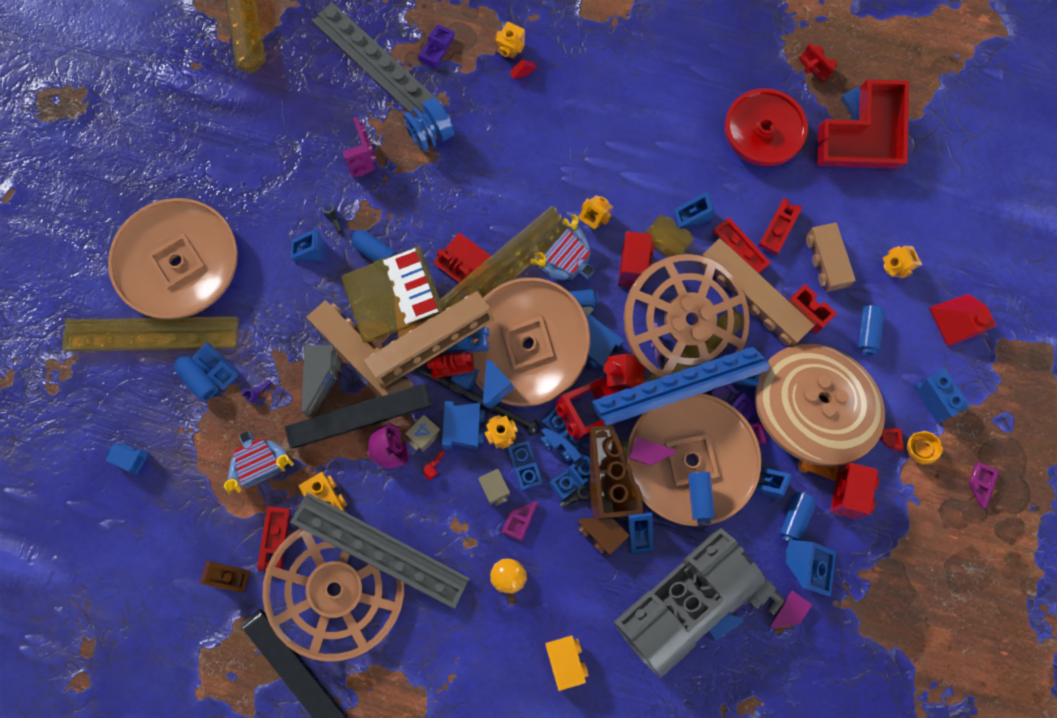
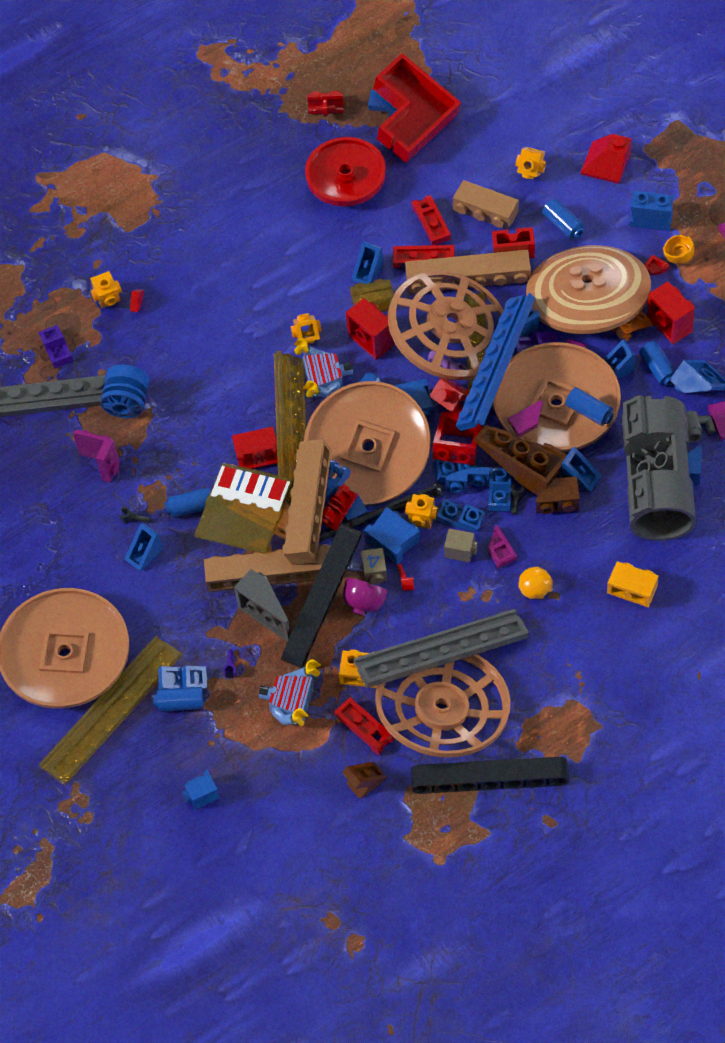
camera: 45 degrees left, 15 degrees down
(496, 385) = (383, 483): blue slope -> none

